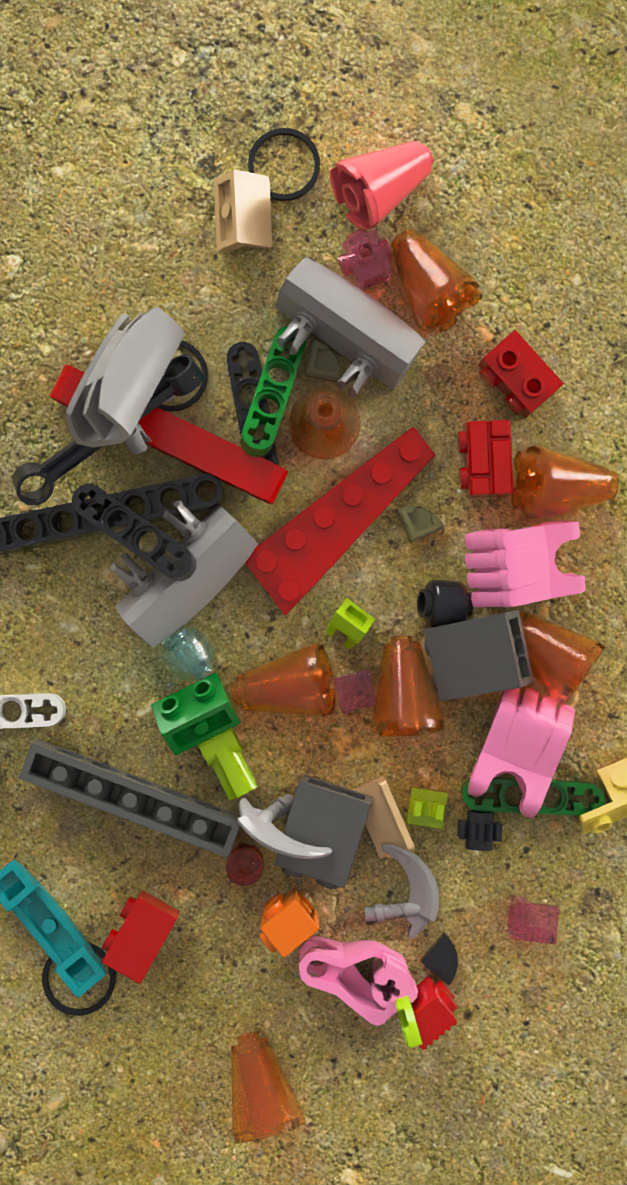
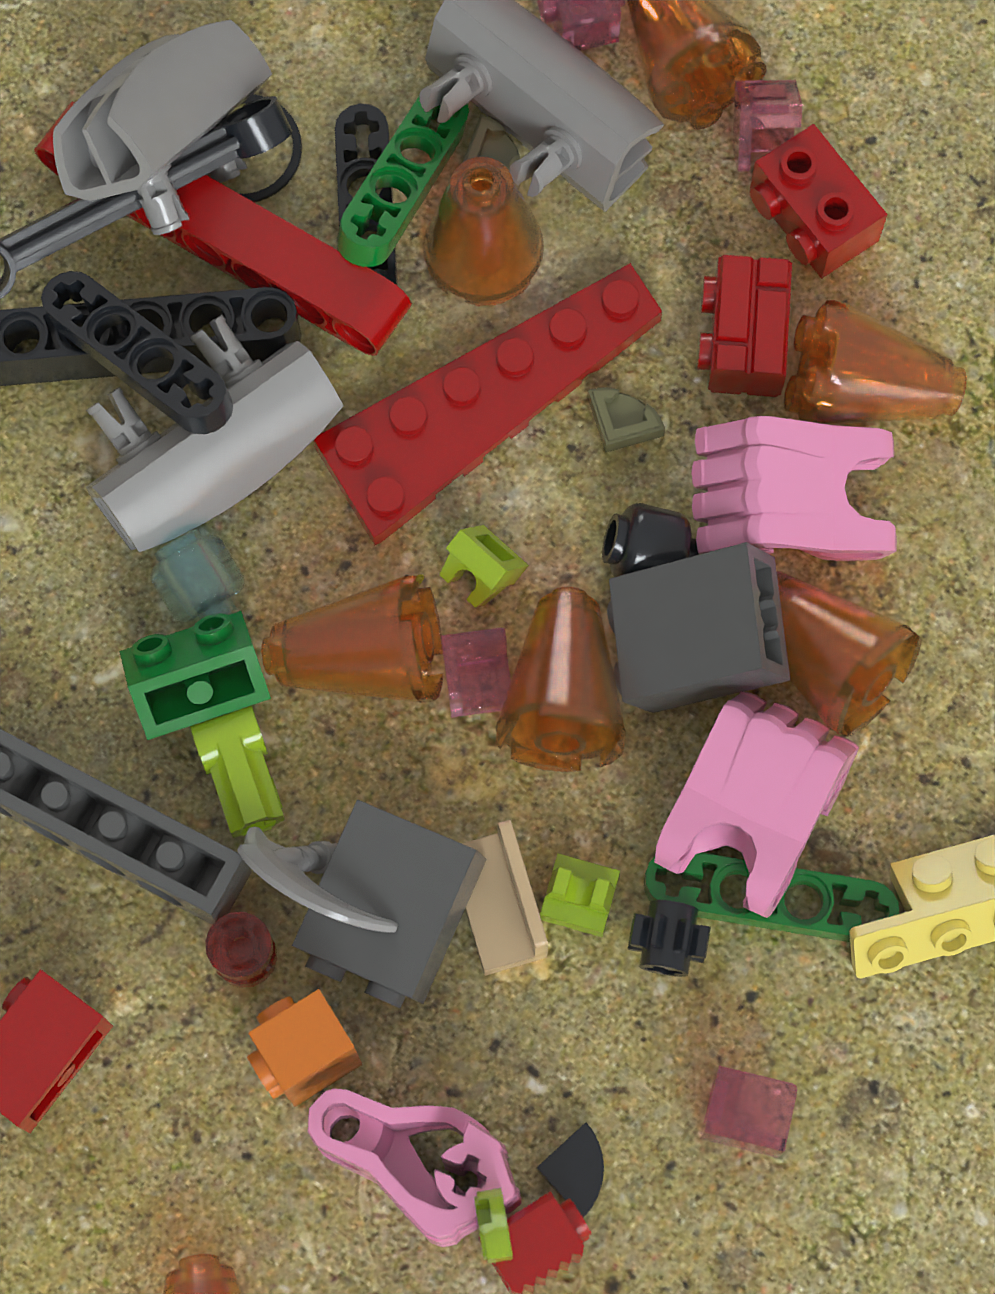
camera: 10 degrees right, 15 degrees down
(423, 896) = (555, 1047): light grey piece -> none
(483, 324) = (763, 117): none -> clear pink panel

